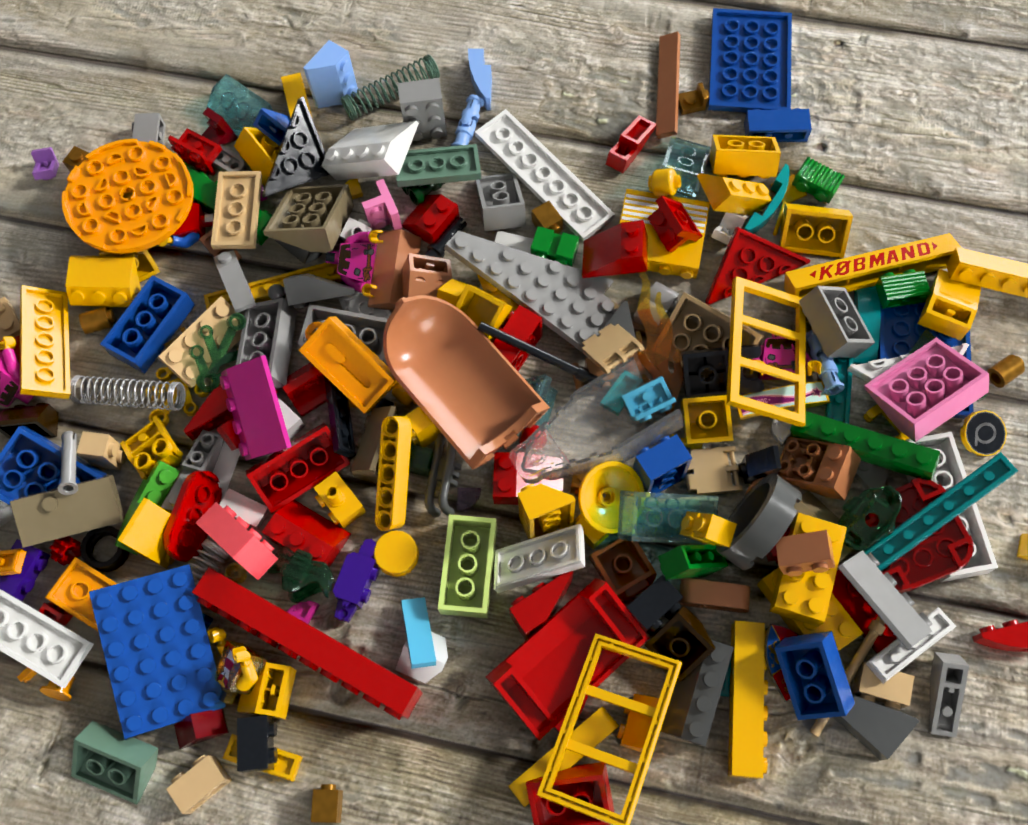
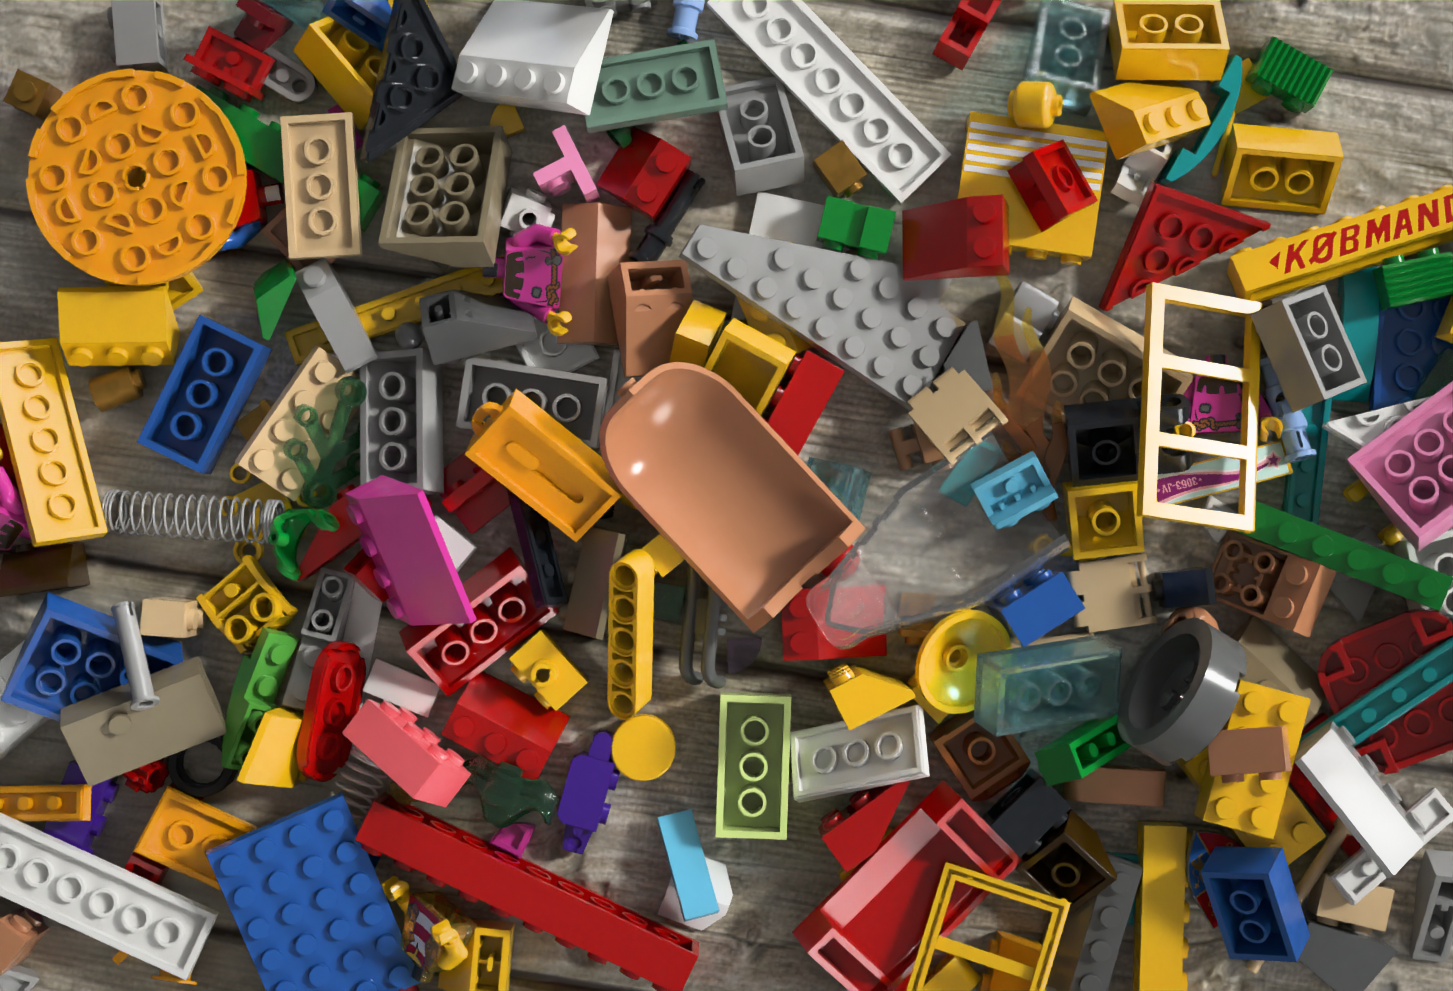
camera: 10 degrees left, 20 degrees up
(192, 397) = (287, 532): none -> green helmet
(196, 270) = (271, 295): none -> green slope
(580, 372) = (907, 454): black bar -> none
(708, 529) = (1108, 712): yellow piece -> none
(884, 503) = (1332, 658): clear green piece -> none

